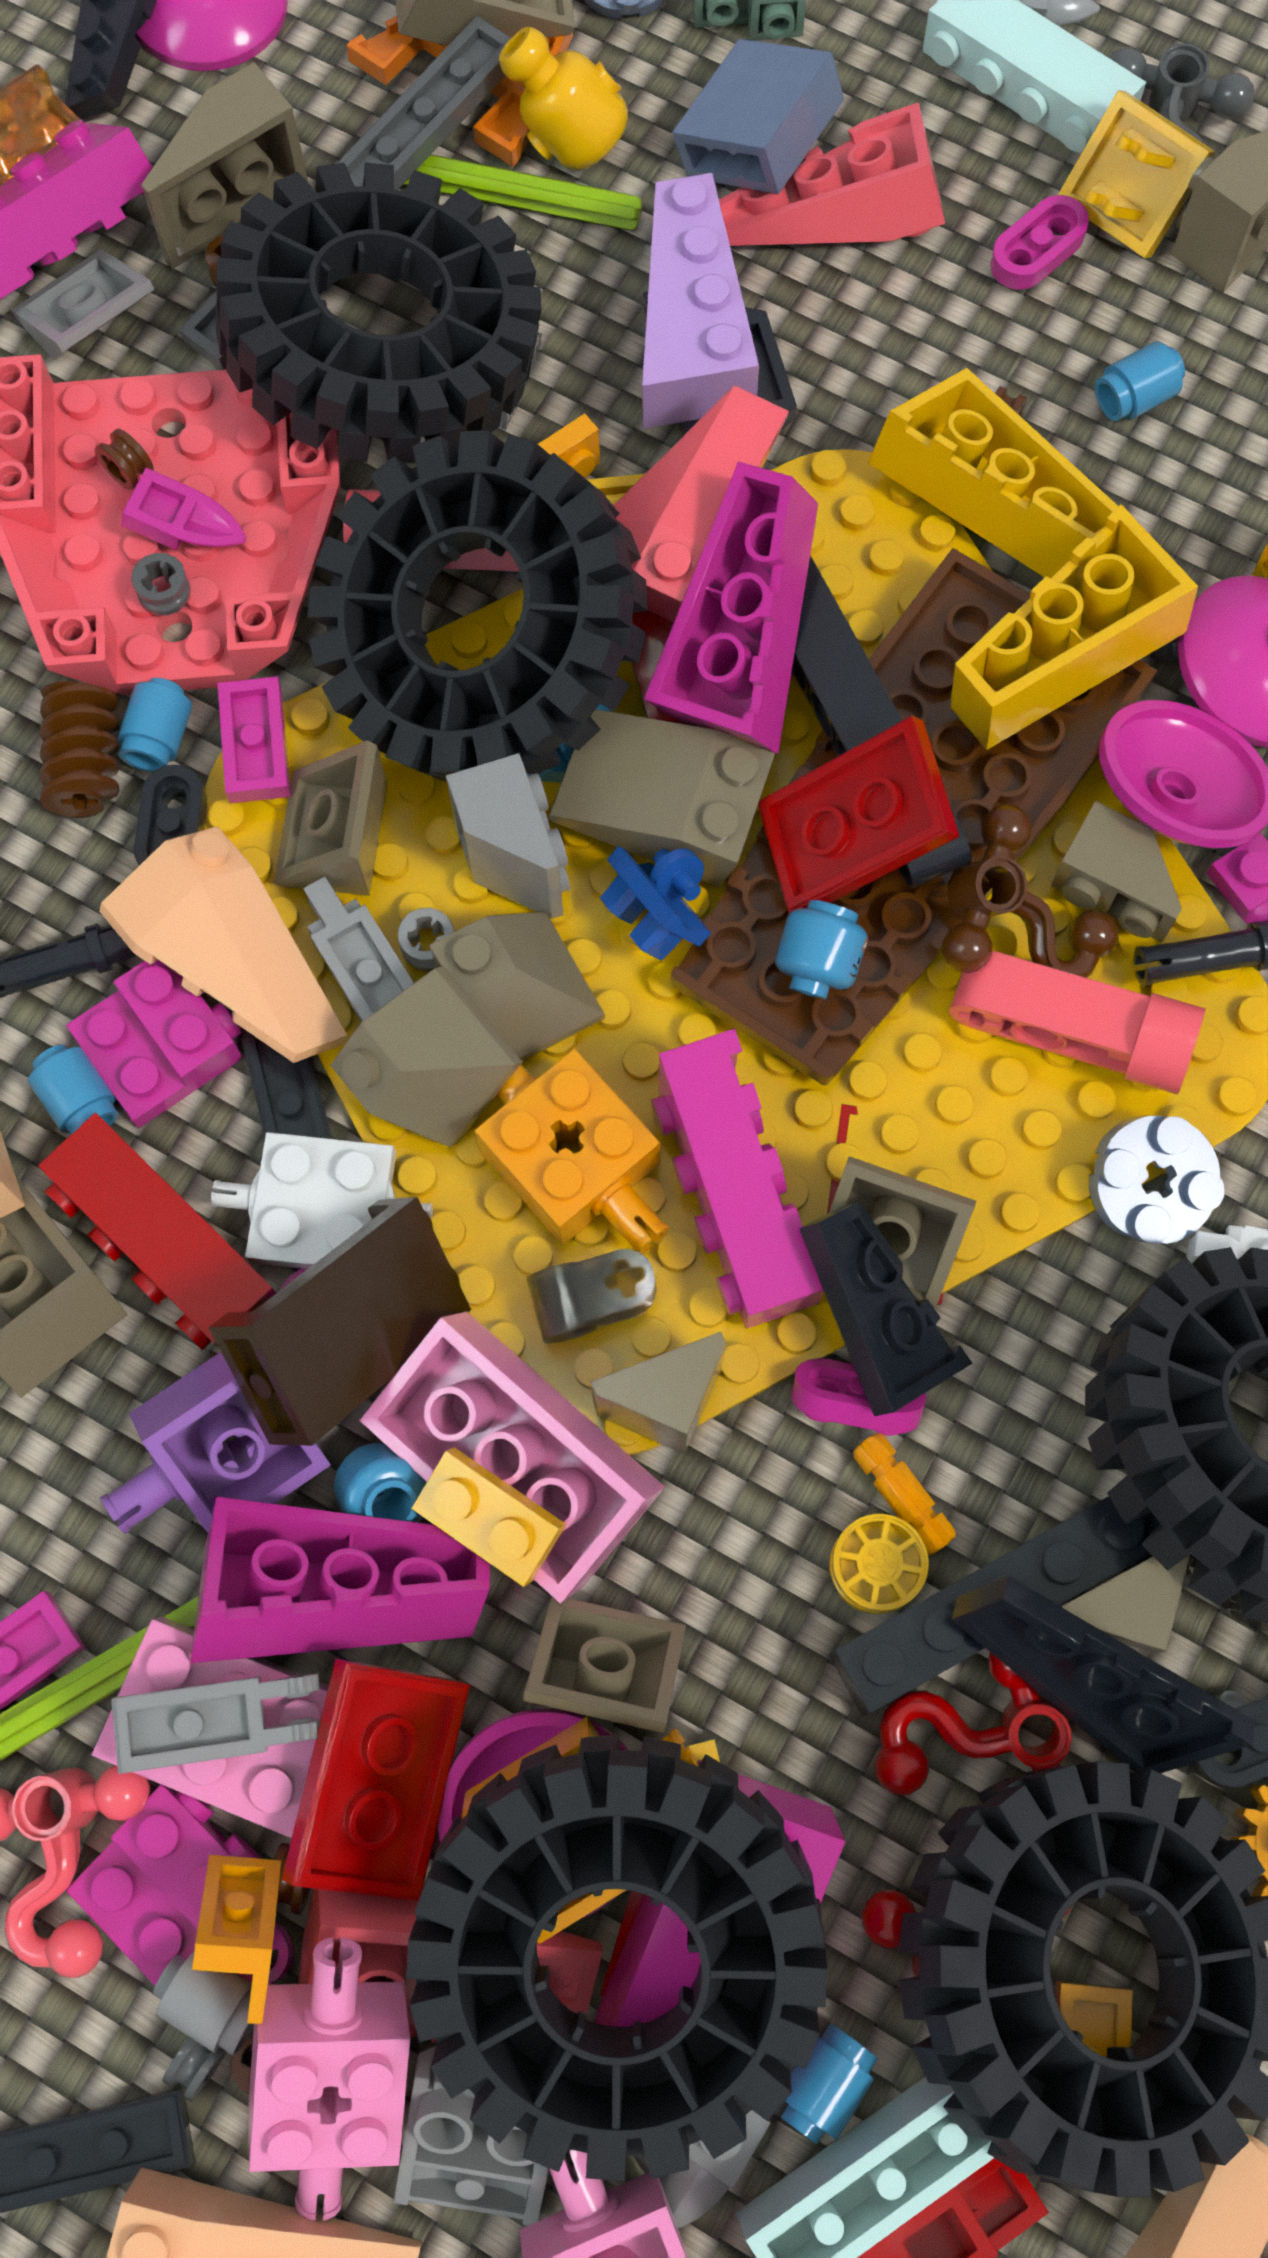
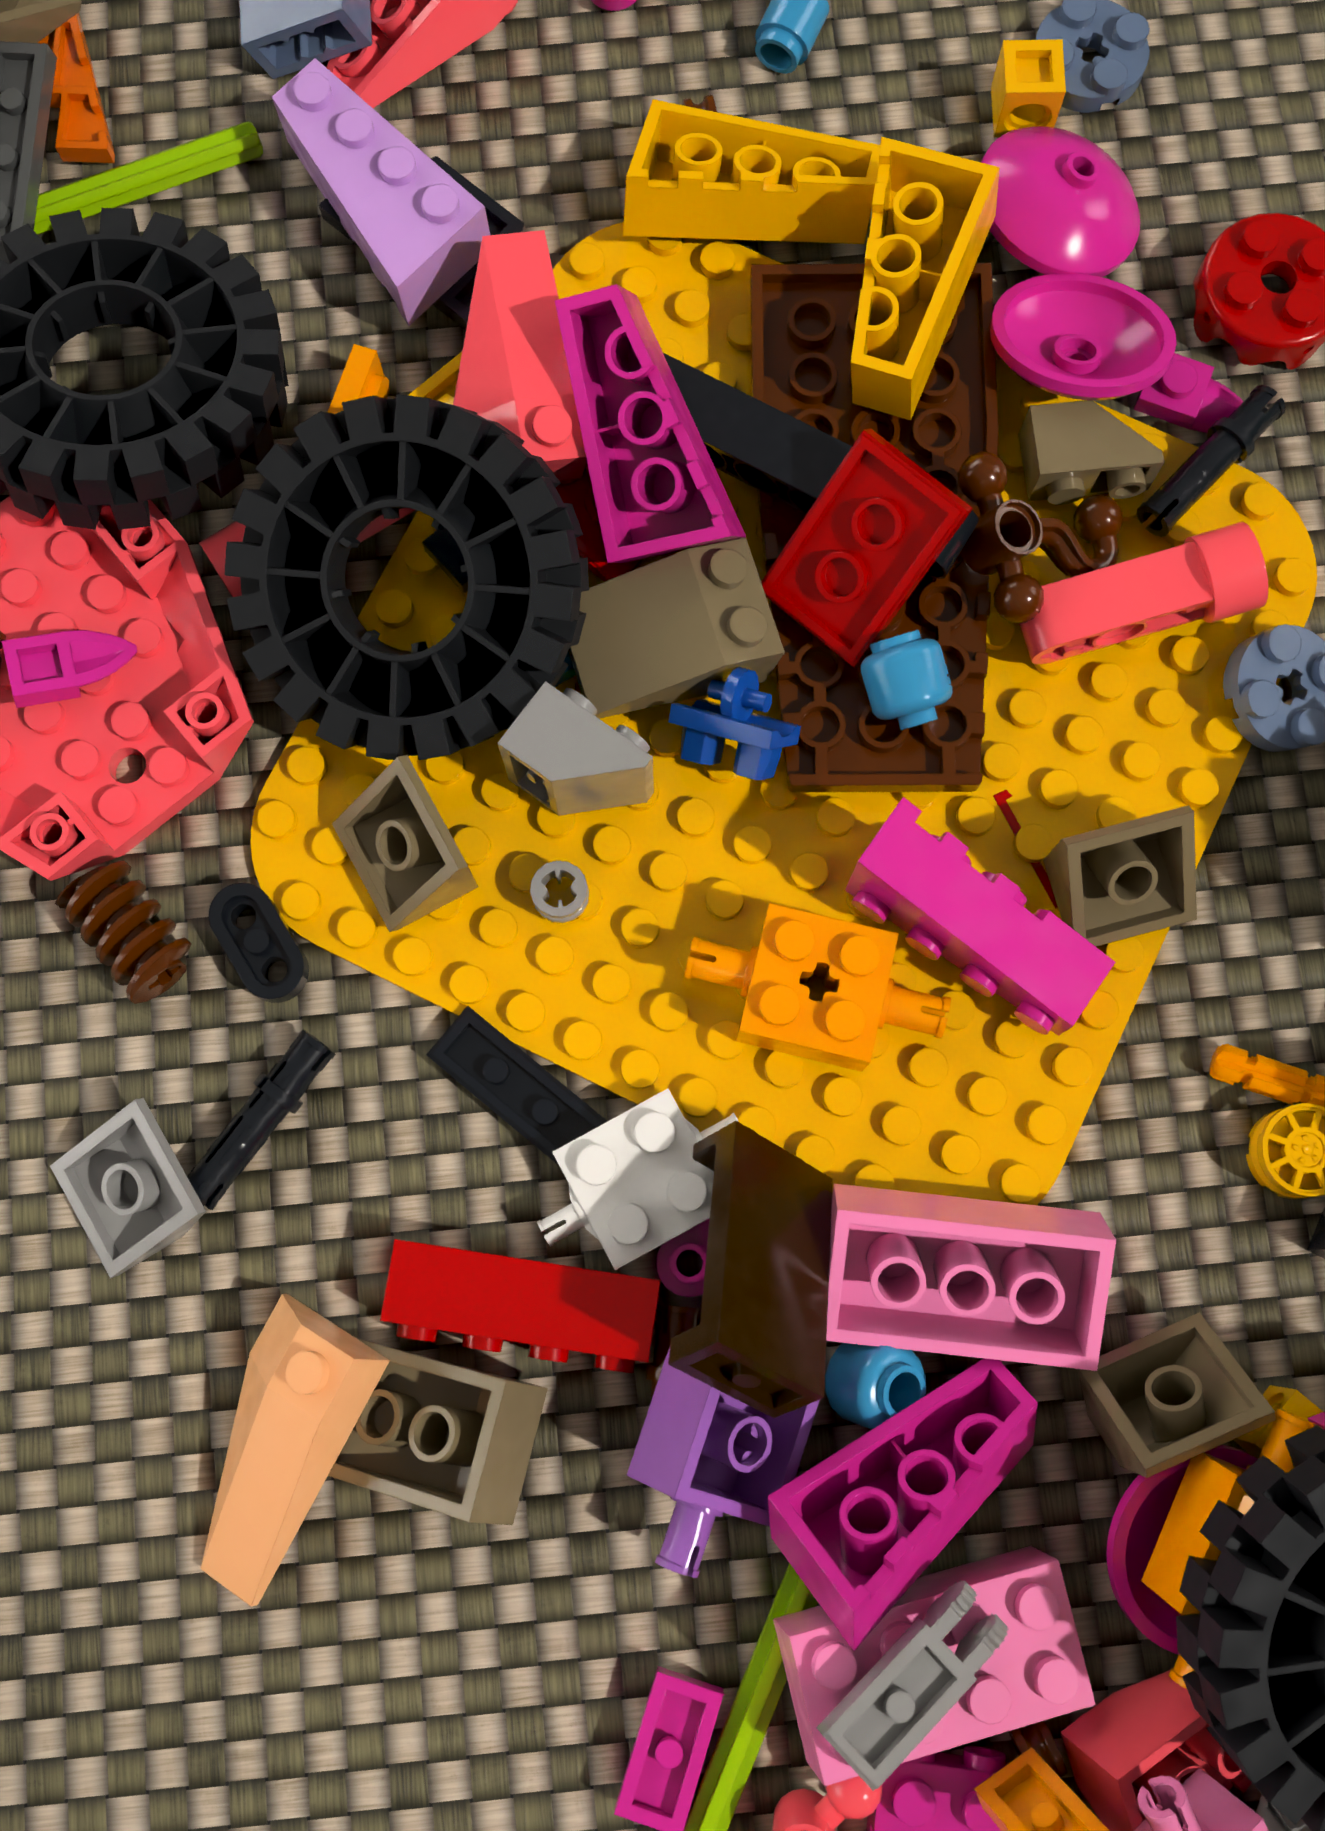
camera: 35 degrees left, 5 degrees up
(71, 1088) = (351, 1232): dark azure brick -> none
(153, 724) = (177, 864): dark azure brick -> none
(155, 1040) = (386, 1133): dark pink plate -> none
(156, 566) = (84, 717): dark grey bush -> none
(216, 926) = (375, 1006): light nougat wedge -> none
(253, 740) = (280, 819): dark pink plate -> none
(355, 951) = (523, 950): light grey hinge -> none
(376, 1781) = (1069, 1629): red tile -> none
(427, 1060) = (651, 996): dark tan slope -> none
(488, 1516) = (993, 1344): yellow plate -> none
(520, 979) = (665, 881): dark tan slope -> none
(566, 100) = (125, 72): yellow piece -> none
(577, 1298) = (917, 1105): clear smoke piece -> none
(663, 1394) = (1061, 1134): dark tan slope -> none
(833, 1393) = (1187, 1027): dark pink plate -> none
(879, 1318) = (1170, 952): black wing -> none

